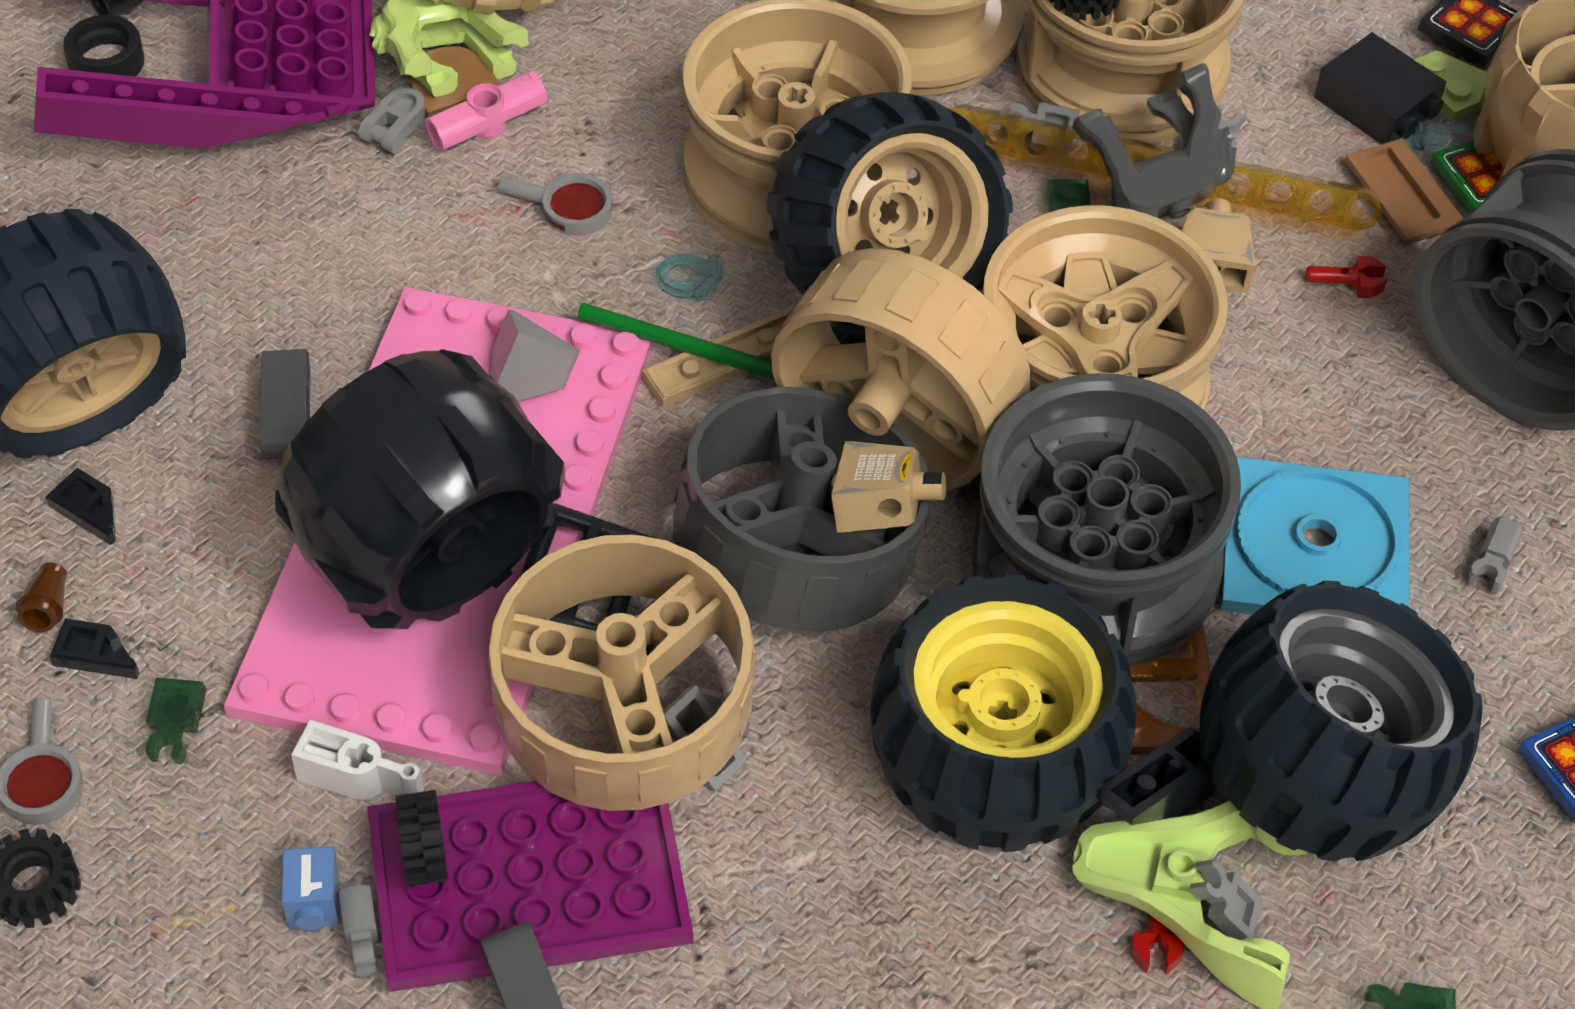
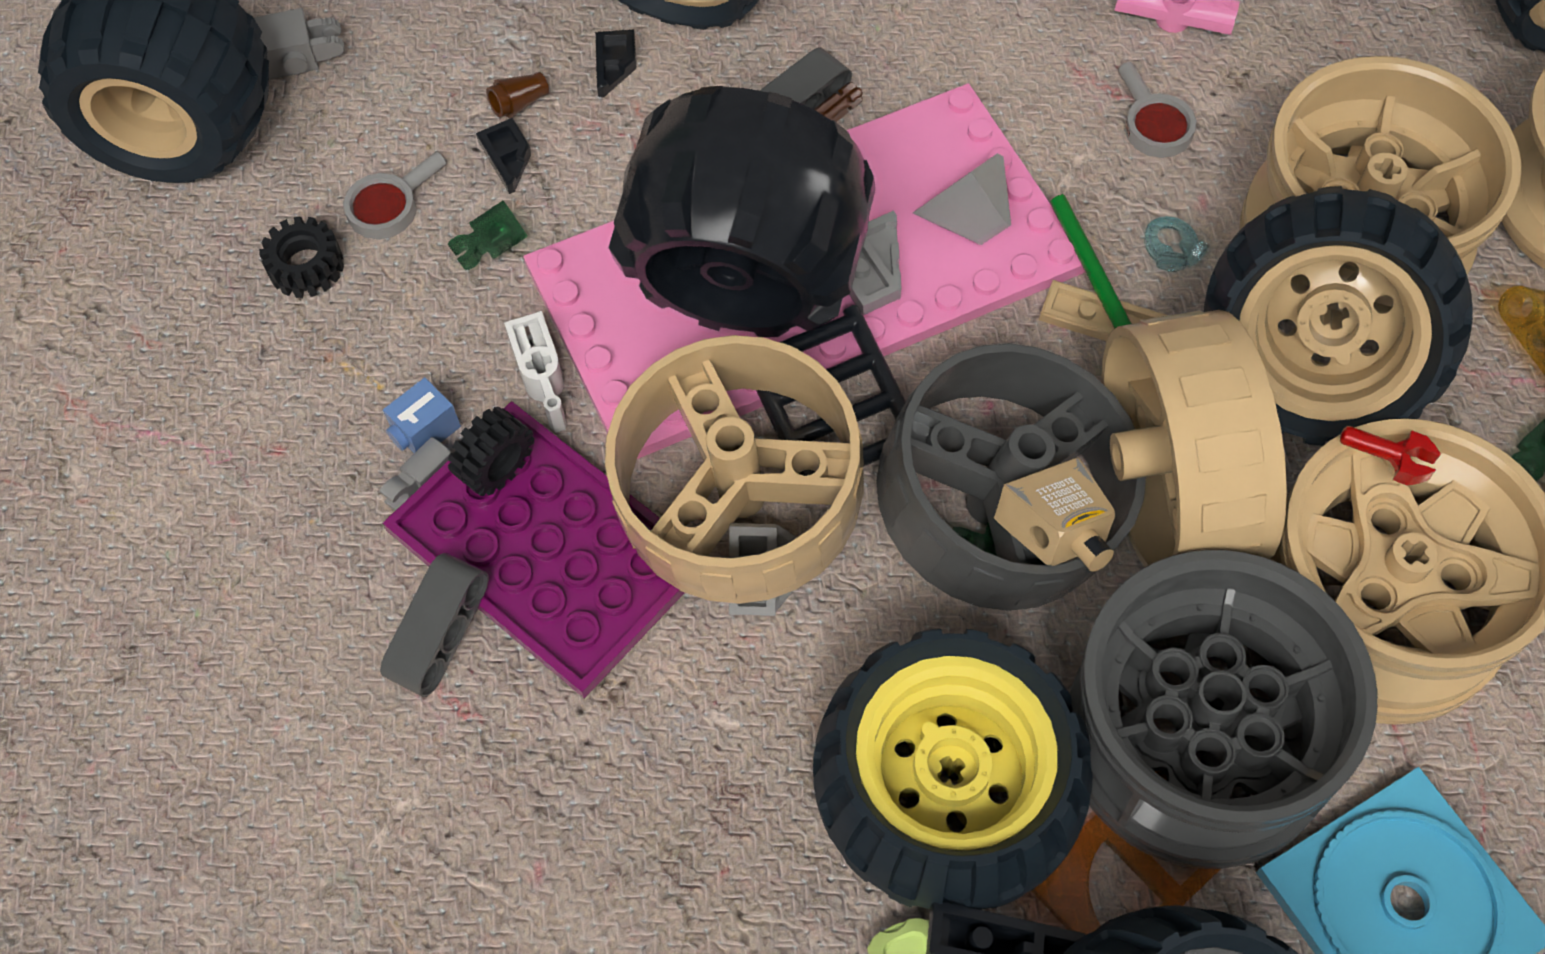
camera: 55 degrees right, 10 degrees up
(322, 382) = (836, 105): none -> reddish brown axle
(1033, 257) = (1397, 453): none -> red bar

